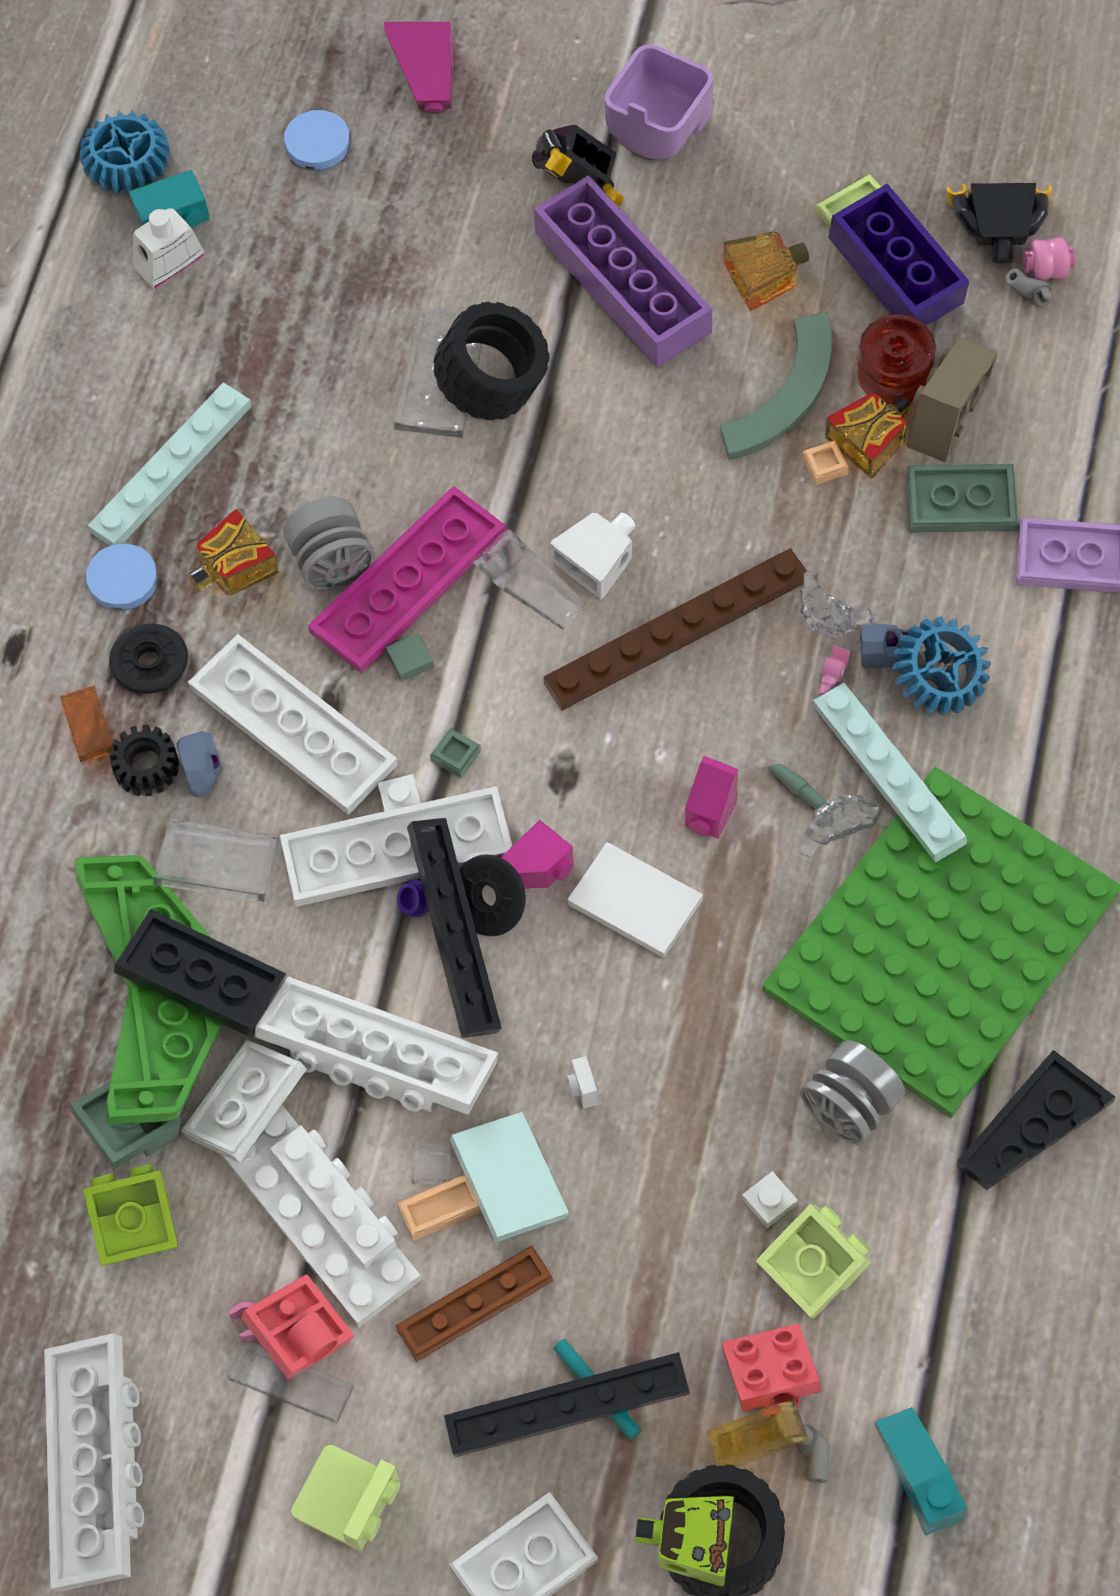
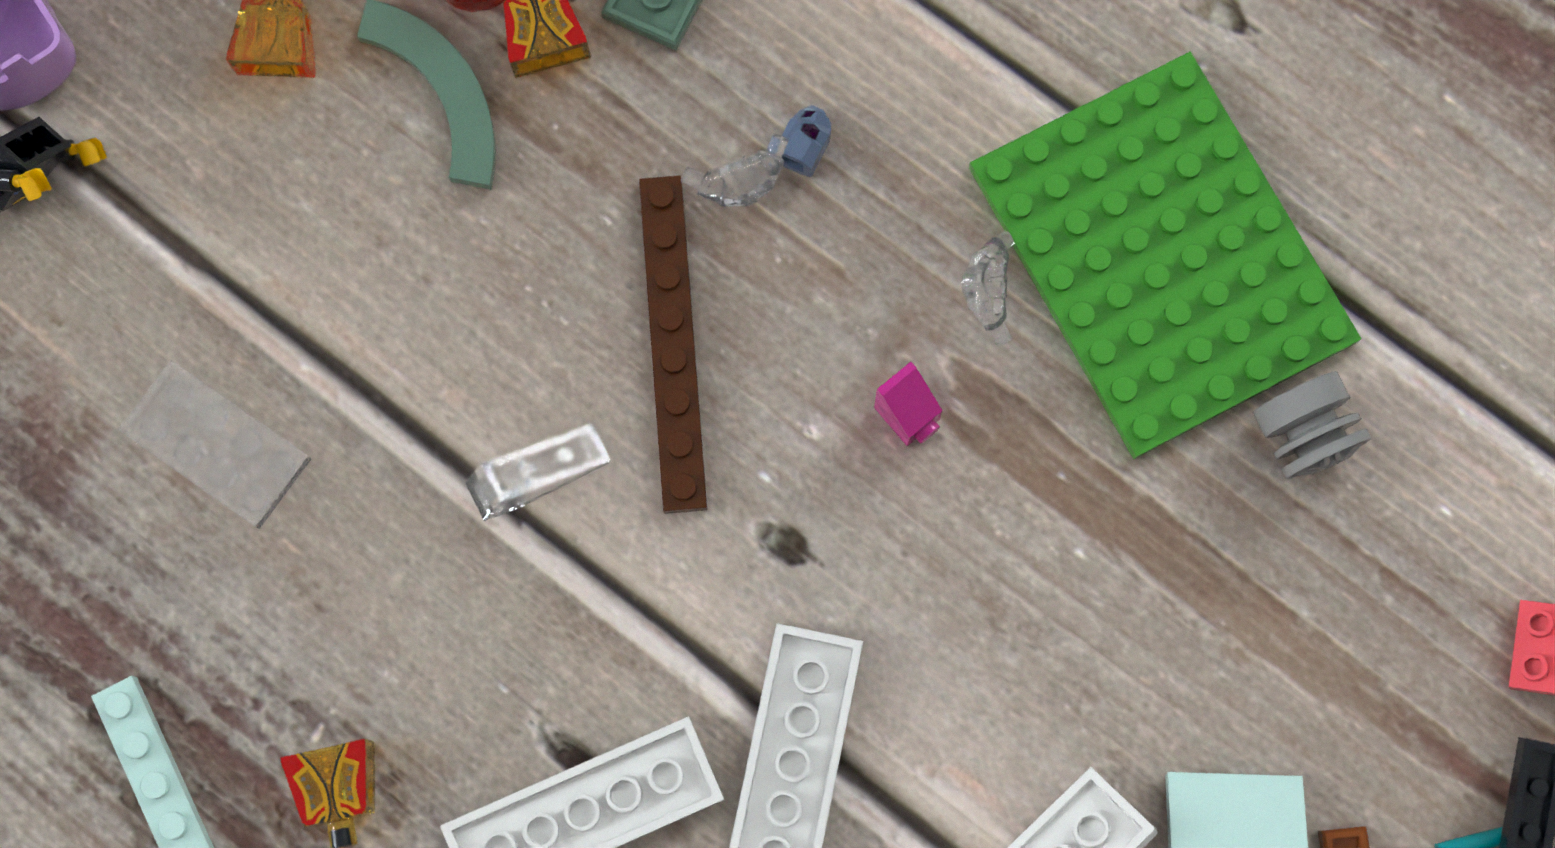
camera: 65 degrees left, 15 degrees up
(328, 543) = (376, 671): light grey wheel -> none
(398, 792) = (730, 733): white plate -> none
(406, 579) = (464, 603): dark pink plate -> none
(409, 656) = (562, 644): sand green tile -> none
(412, 899) = (866, 773): dark purple plate -> none
(454, 928) = (928, 748): black plate -> none
(455, 753) = (705, 648): sand green tile -> none
(509, 333) = (244, 338): black tyre -> none
(509, 892) = (901, 670): black wheel -> none
(541, 857) = (883, 621): dark pink slope -> none
(582, 1082) = (1166, 694): white plate -> none
(595, 551) = (538, 382): white torso -> none
(623, 271) = (196, 184): medium lavender brick -> none
(635, 899) = (974, 539): white tile -> none
(769, 1199) = (1372, 563): white plate -> none
(797, 786) = (922, 309): sand green piece -> none
(815, 1259) = (1464, 550): yellowish green plate -> none
(825, 462) = (550, 93): light nougat tile -> none
(834, 668) = (806, 207): bright pink piece -> none
(890, 772) = (959, 210): light aqua plate -> none
(934, 637) = (853, 104): dark azure gear -> none
(1037, 1116) = (1399, 256): black wing -> none

